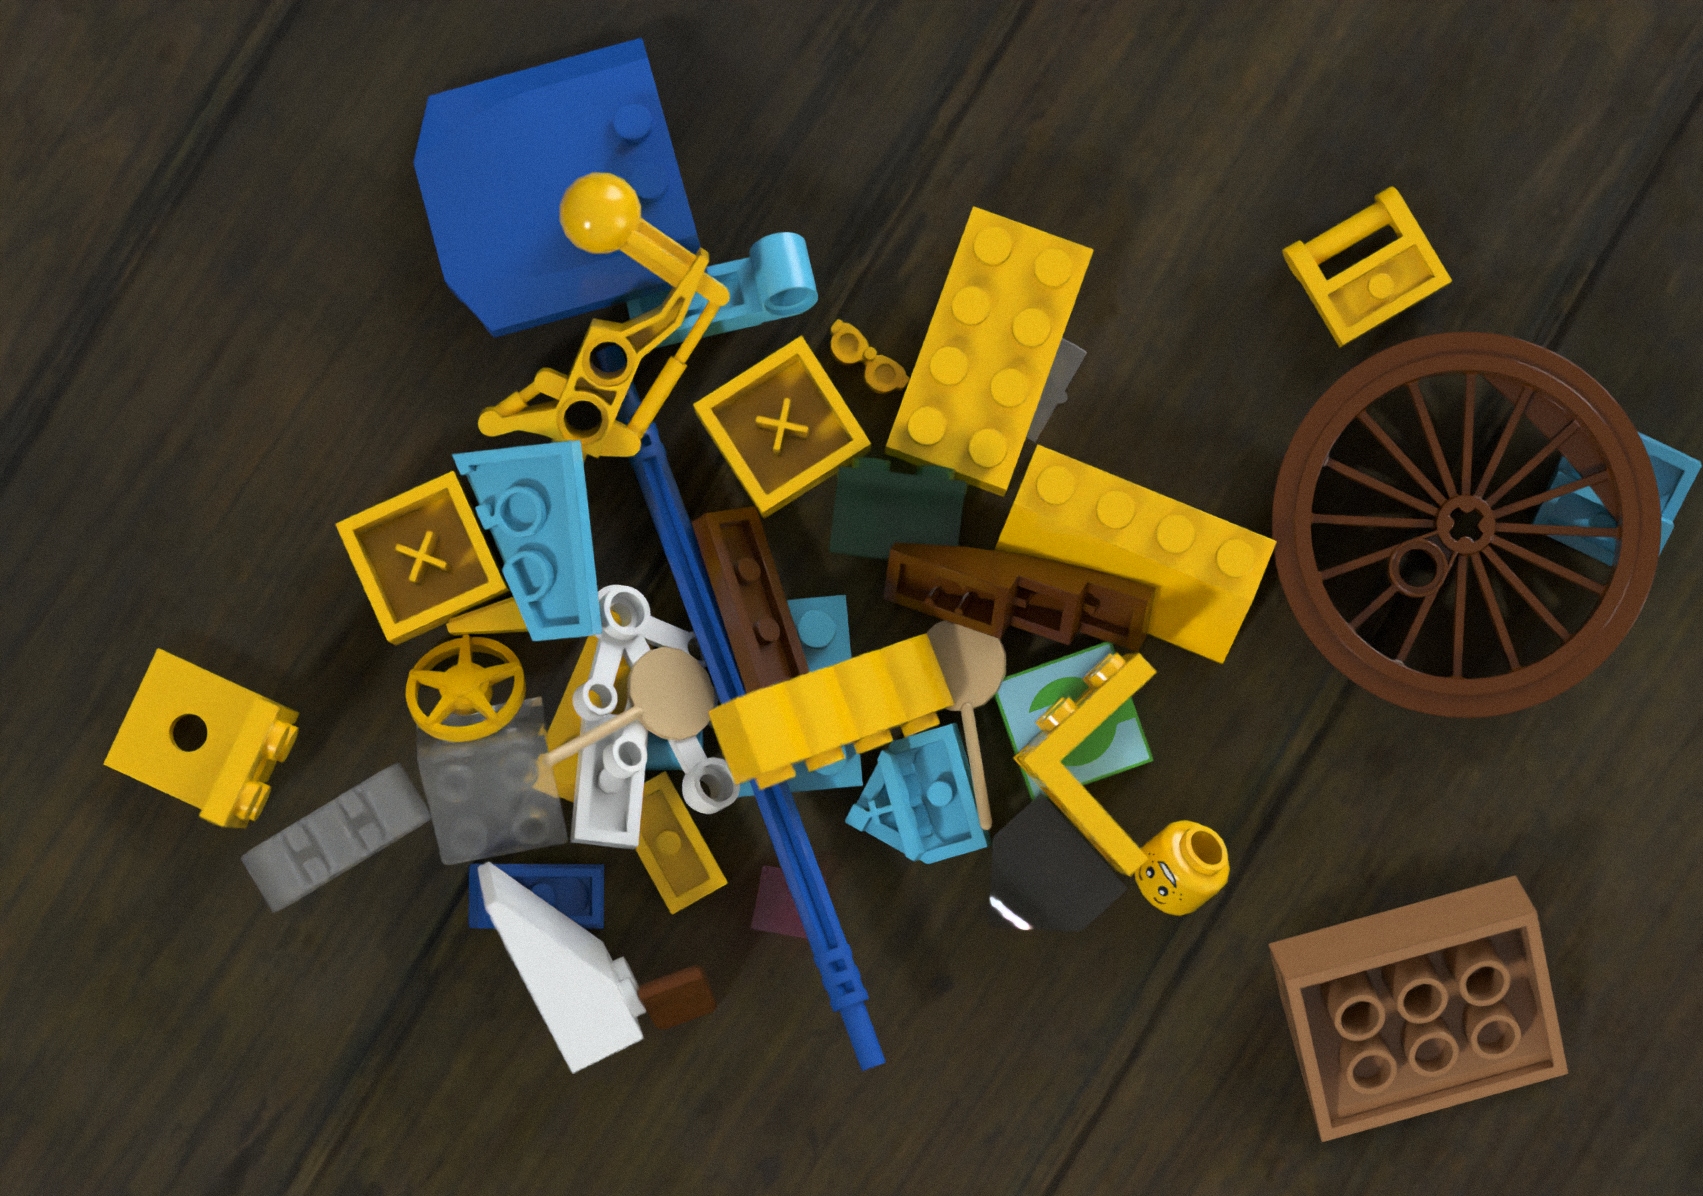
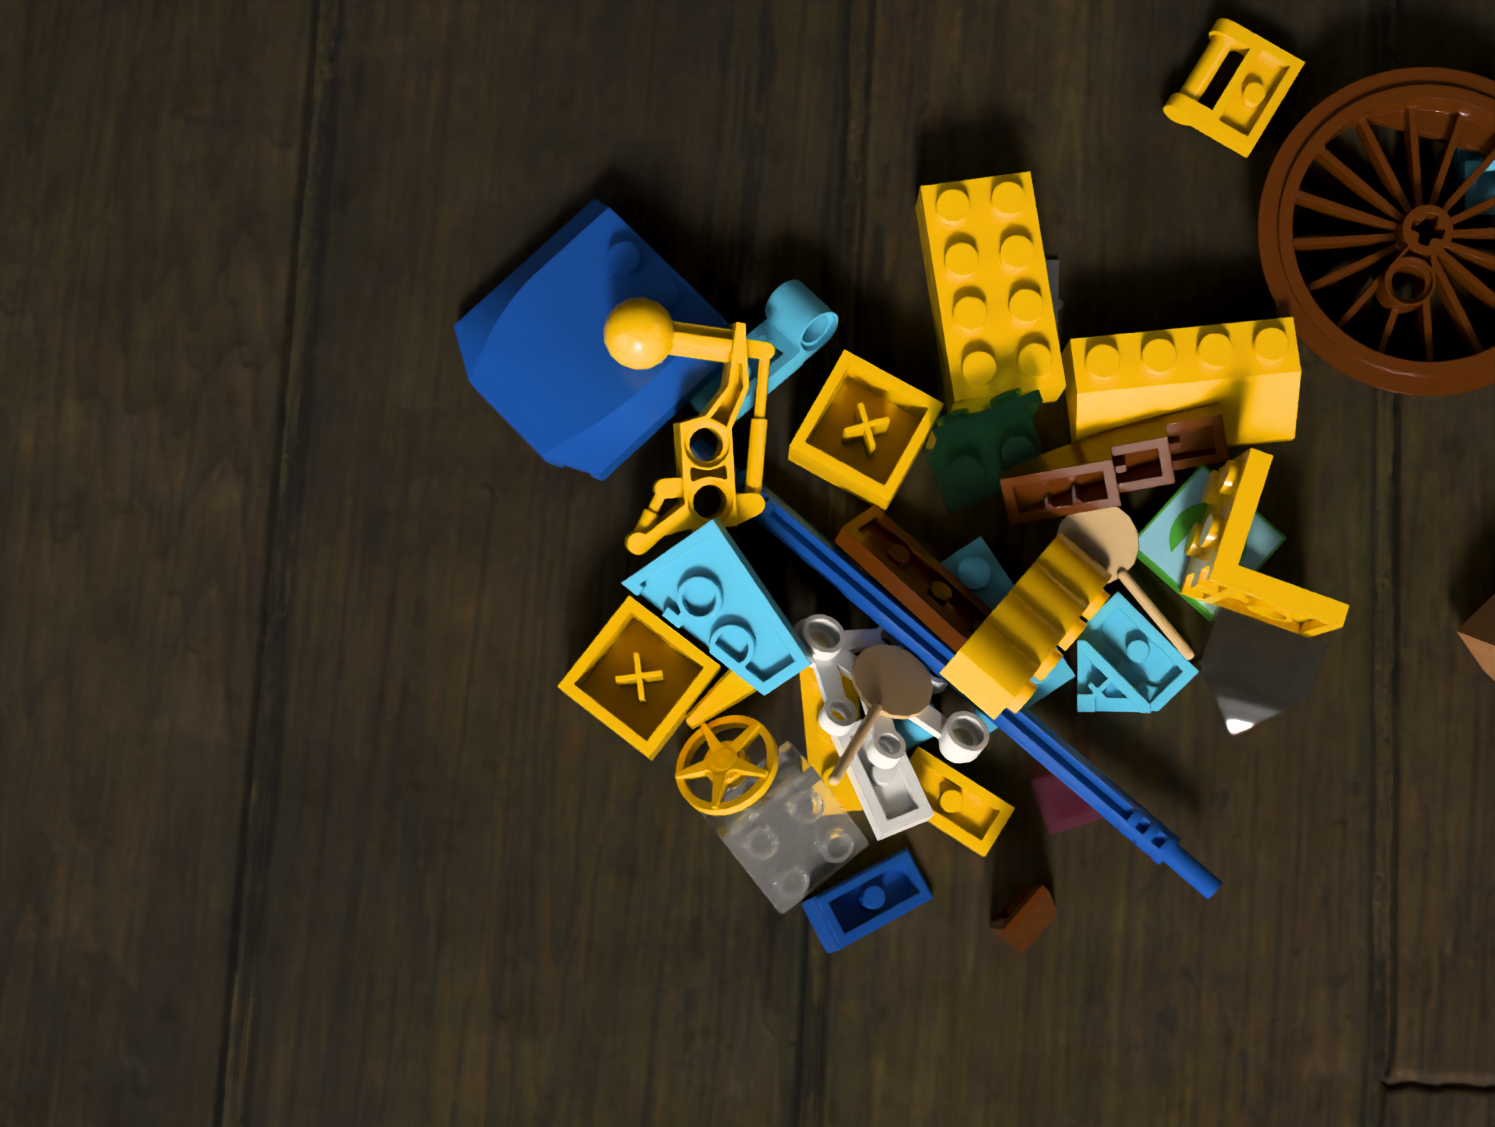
camera: 25 degrees left, 5 degrees down
(240, 750) = (572, 924): yellow bracket -> none
(336, 837) = (686, 938): clear beam -> none
(569, 972) = (952, 954): white slope -> none
(851, 347) = (911, 355): yellow piece -> none
(1183, 867) = (1372, 605): yellow head -> none

